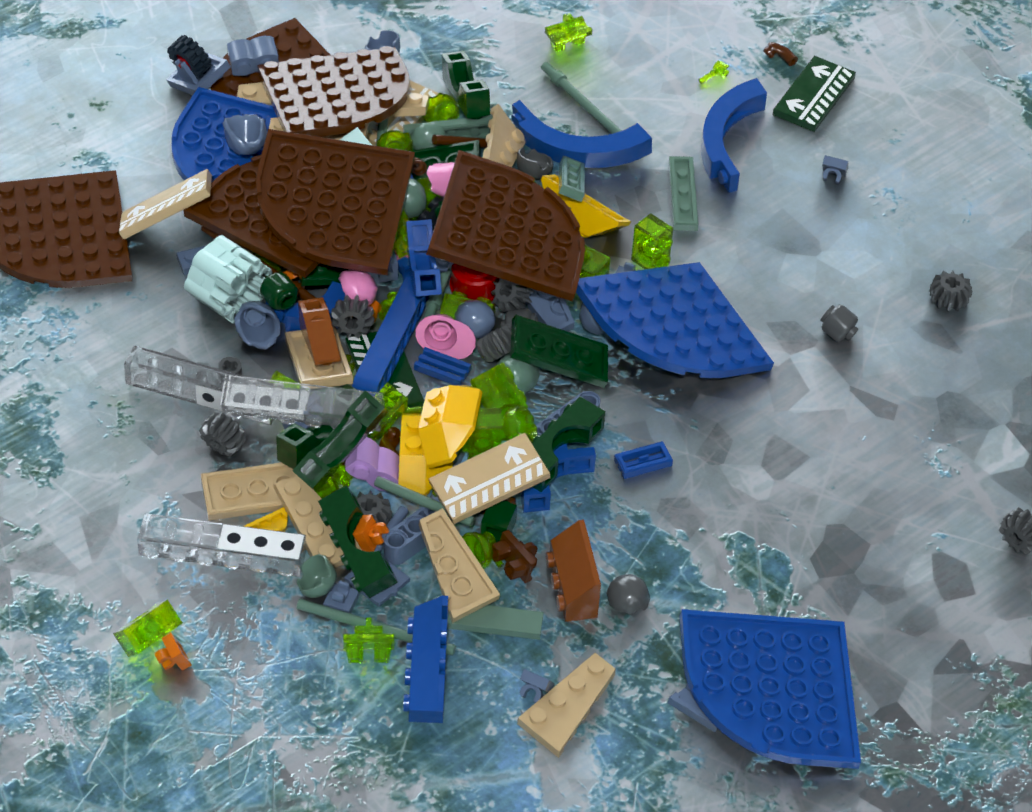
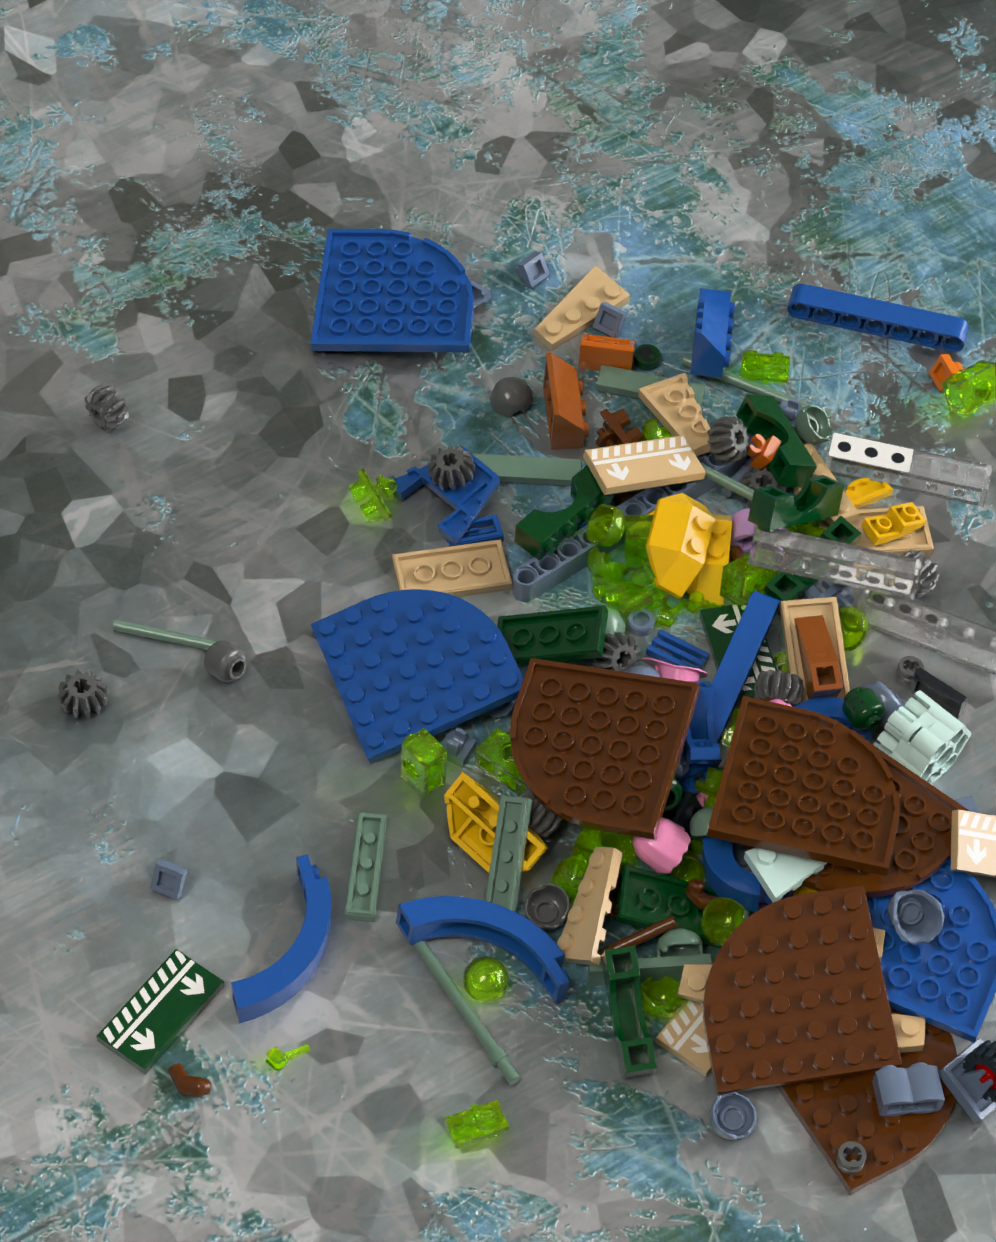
camera: 175 degrees left, 5 degrees up
(206, 341) = (940, 692): none -> black tile
(239, 486) = (895, 524): none -> yellow slope
(245, 713) = (878, 317): none -> blue beam
(296, 23) = (855, 1165): none -> dark grey bush
(407, 513) = (728, 439): none -> dark grey gear
(493, 652) = (647, 357): none -> dark green tile
(536, 644) = (605, 350): none -> orange slope
(576, 122) = (485, 979): none -> clear neon green hair
(606, 521) = (532, 469): none -> sand green tile
(627, 735) = (532, 269): none -> sand blue tile
(665, 420) = (454, 569): none -> tan tile
(667, 492) = (465, 501): none -> blue wing
(675, 480) = (451, 468): none -> dark grey gear
(742, 476) = (383, 489): none -> clear neon green hips
(894, 349) = (163, 635): none -> sand green bar

